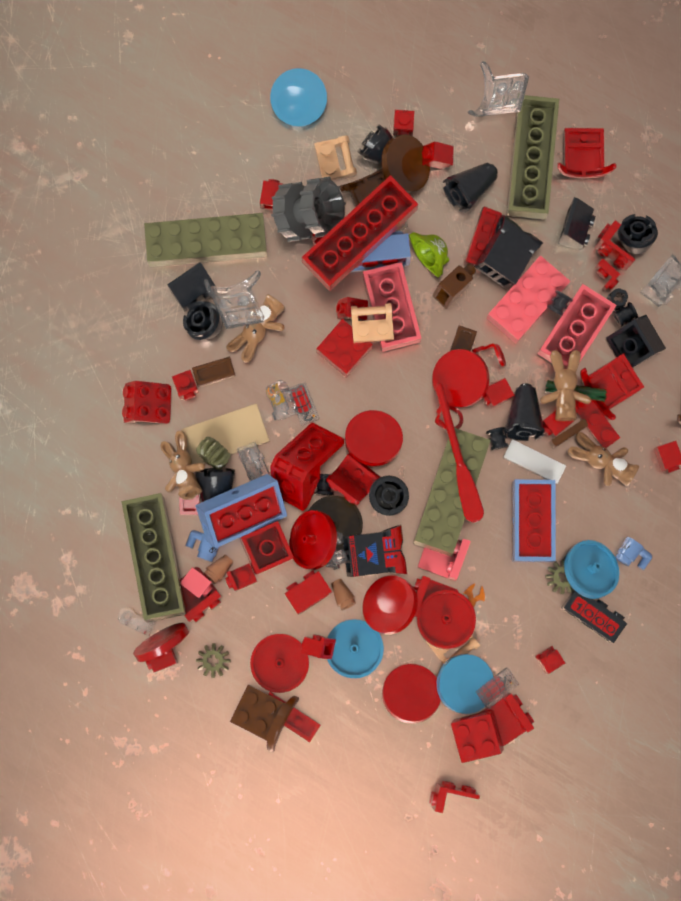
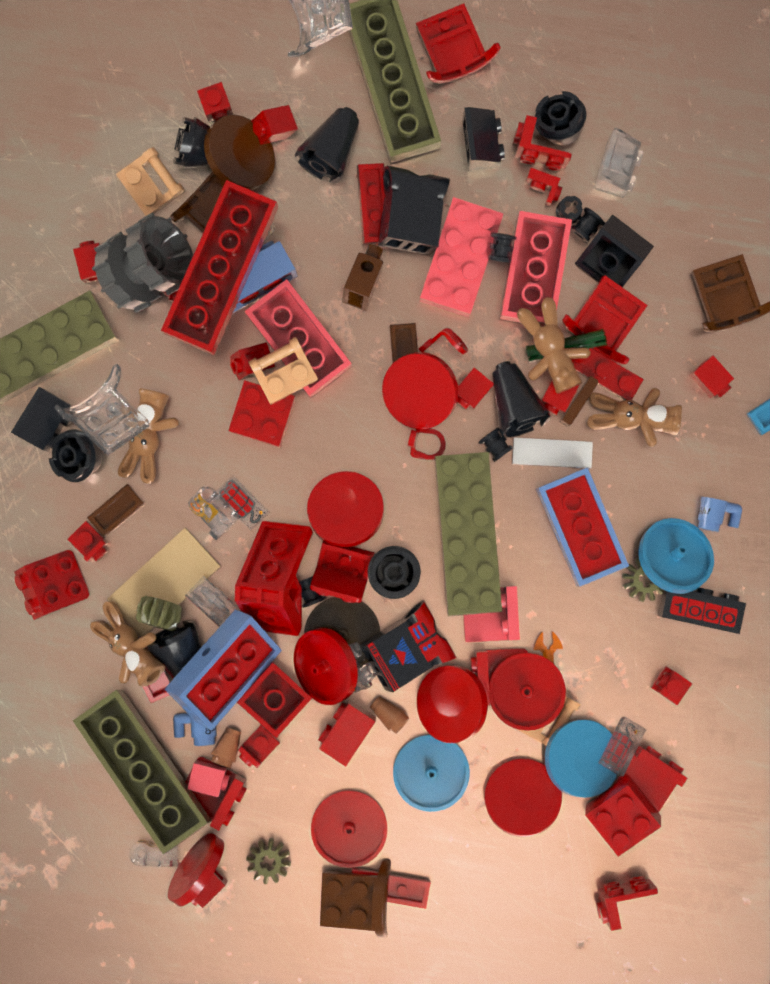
camera: 25 degrees left, 5 degrees up
(298, 97) = (71, 125): dark azure piece -> none
(318, 646) = (387, 791): red brick -> none
(431, 251) = (317, 248): lime hat -> none
(467, 489) = (489, 530): red piece -> none

